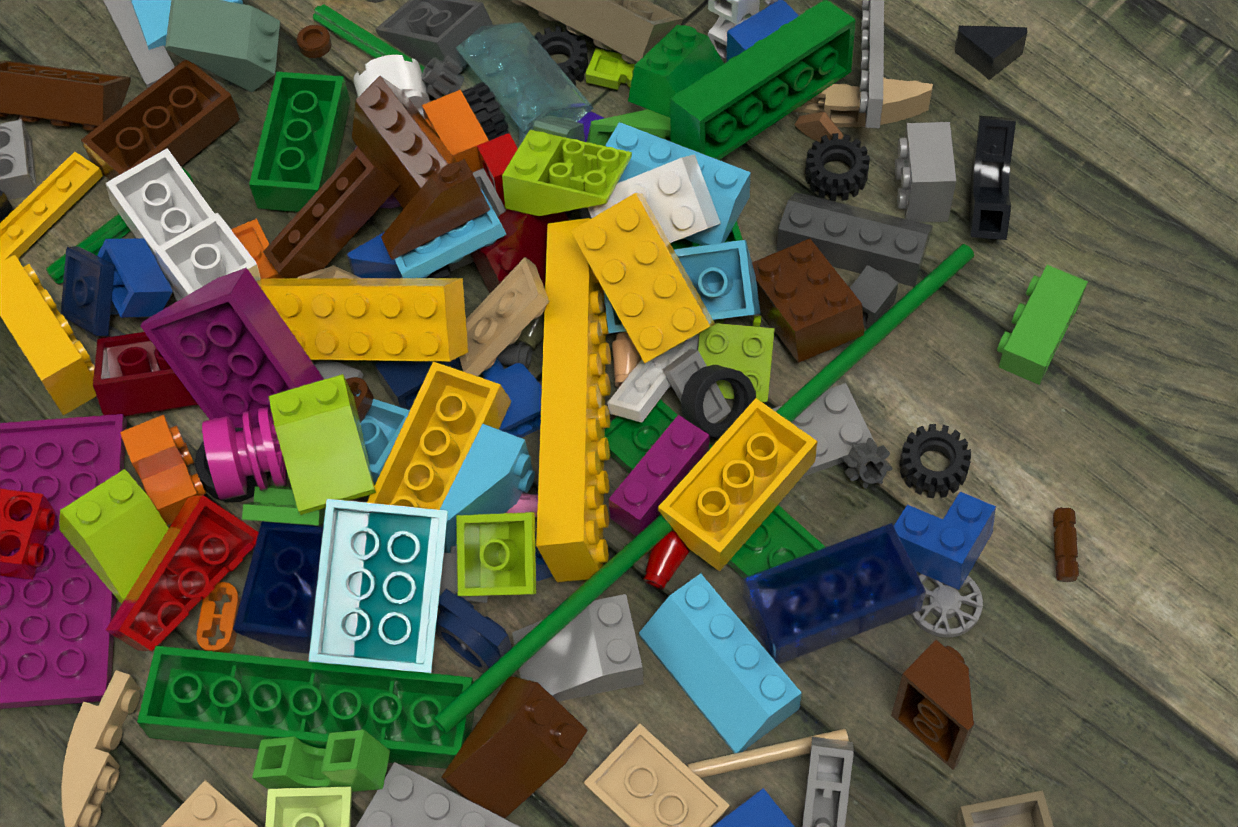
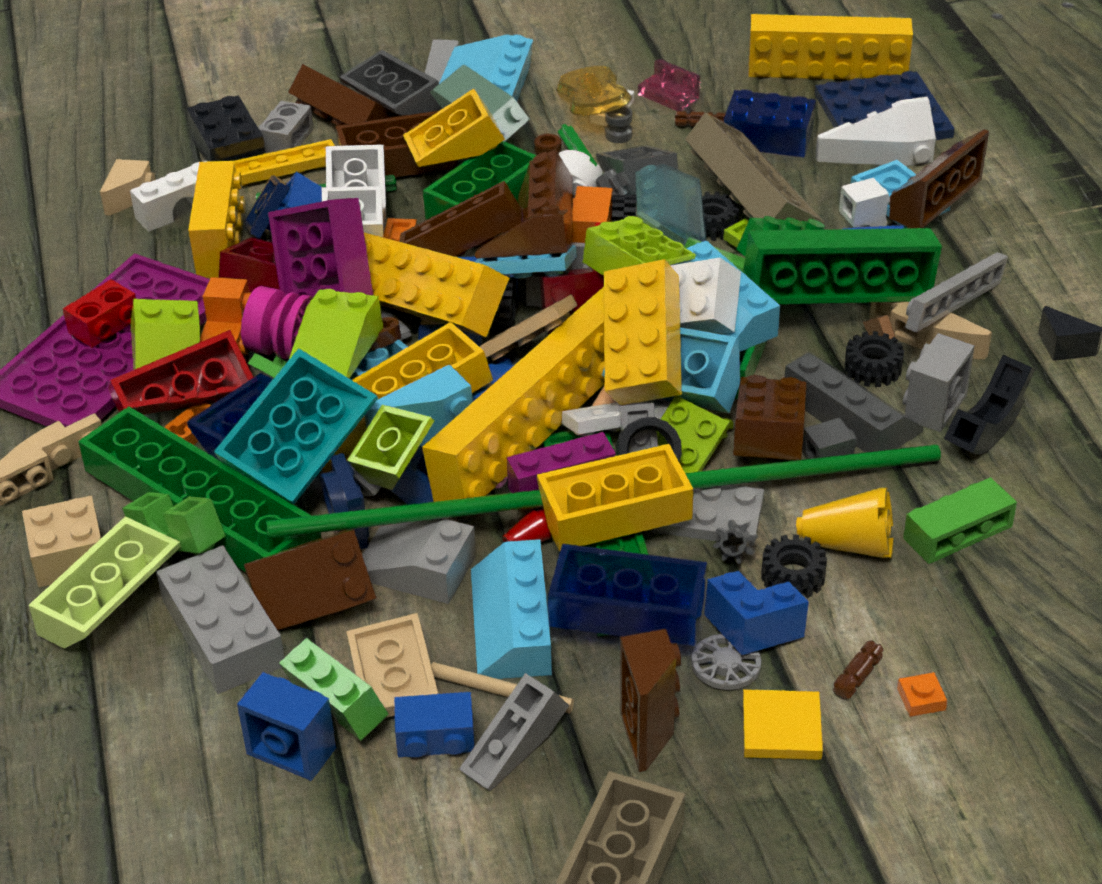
camera: 30 degrees right, 20 degrees down
(99, 47) = (393, 84): none -> dark grey slope
(232, 93) = (455, 132): none -> yellow slope
(960, 386) = (852, 524): none -> yellow cone
(1042, 644) = (782, 724): none -> yellow tile
(1134, 539) = (922, 694): none -> orange plate

